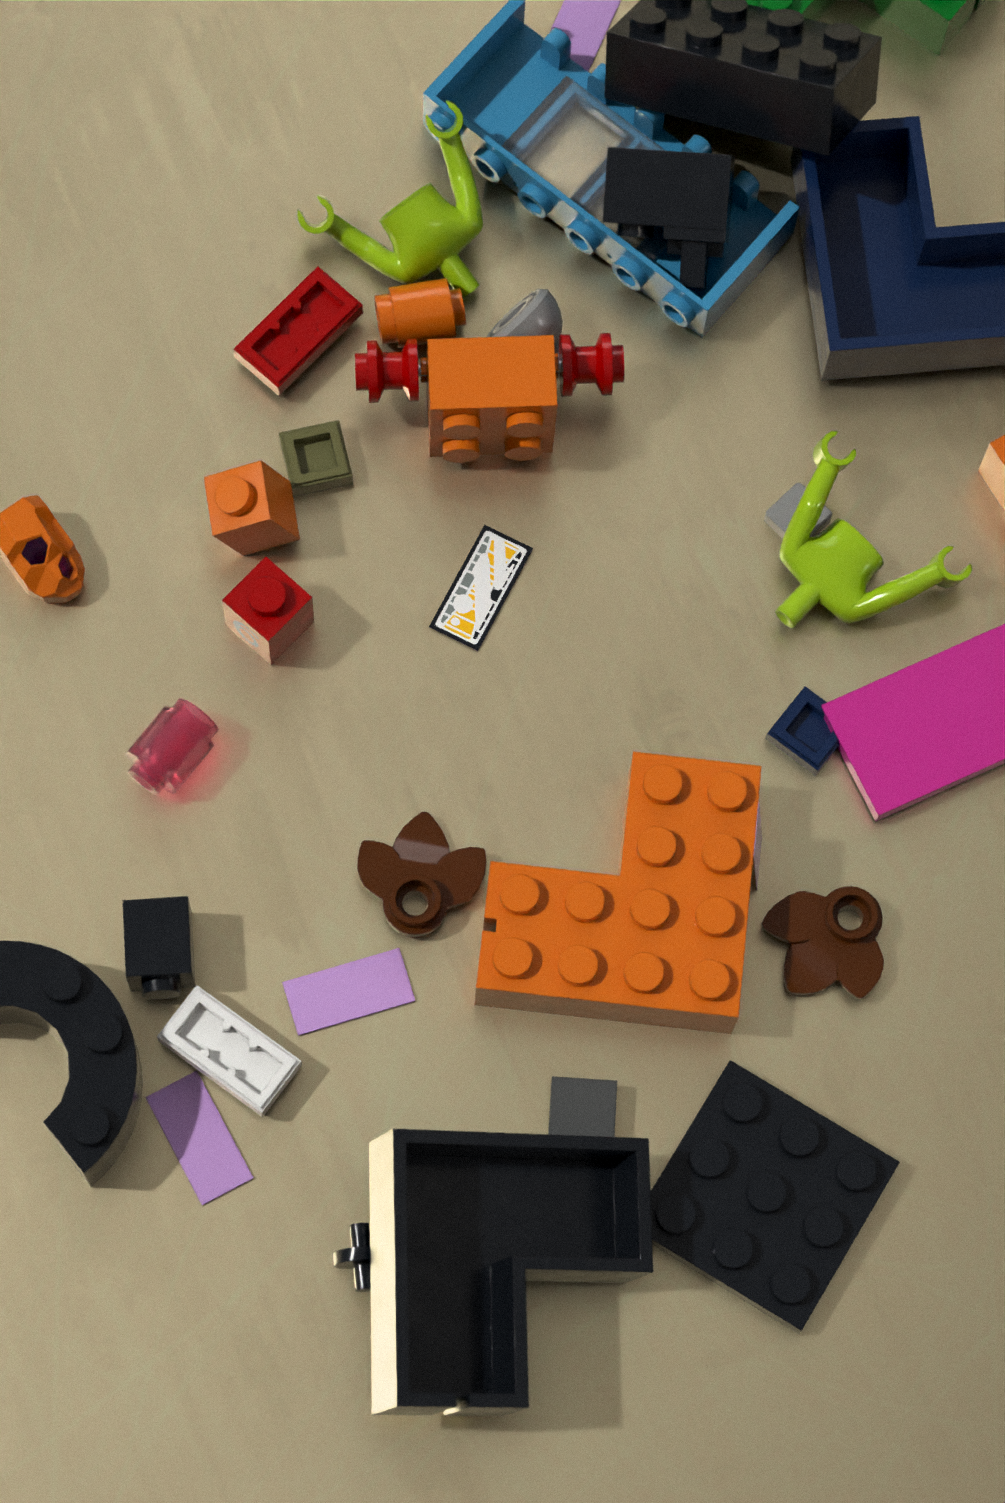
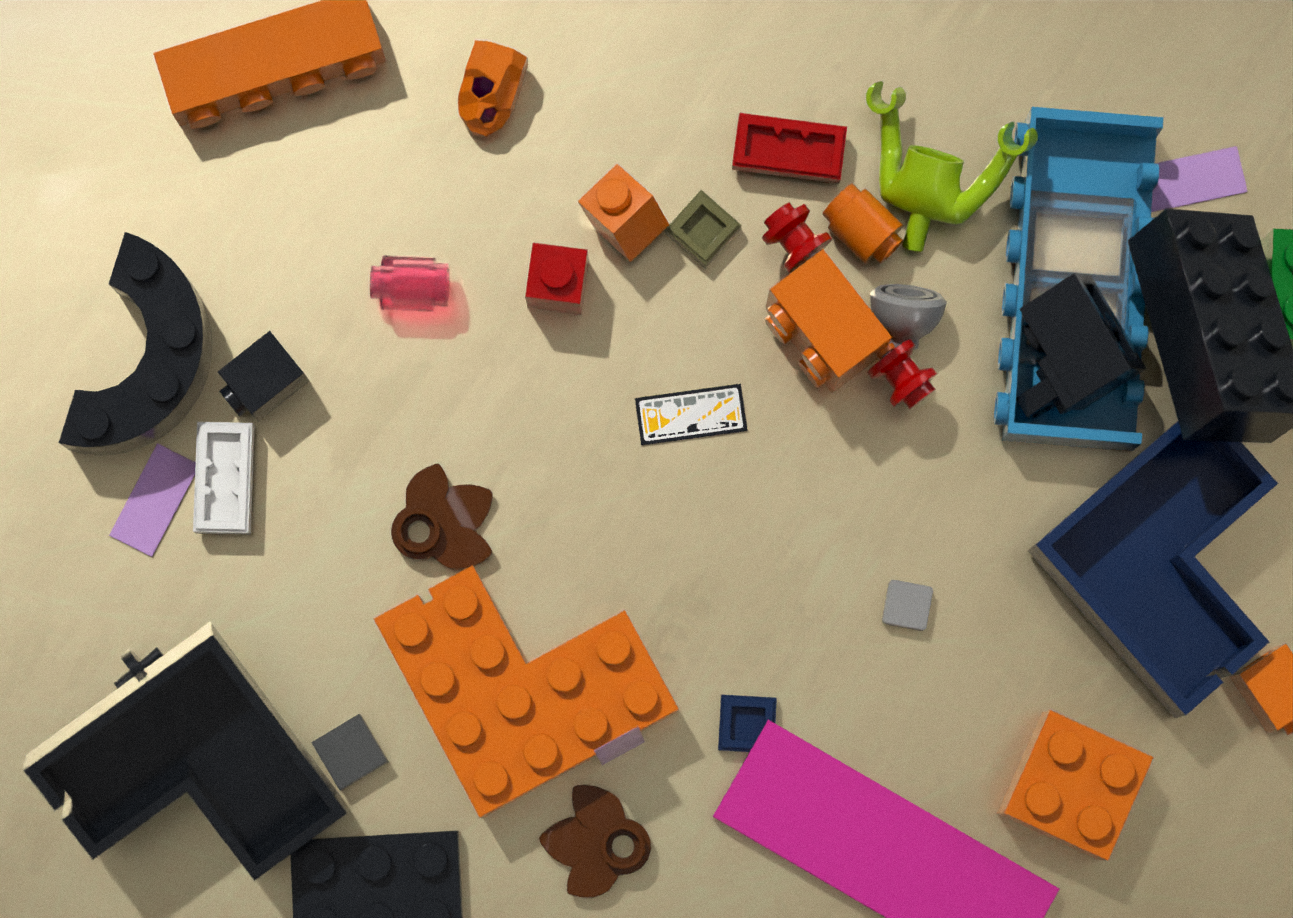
camera: 60 degrees right, 10 degrees up
(348, 991) = (328, 529): lavender sticker -> none
(841, 561) = (887, 661): lime piece -> none

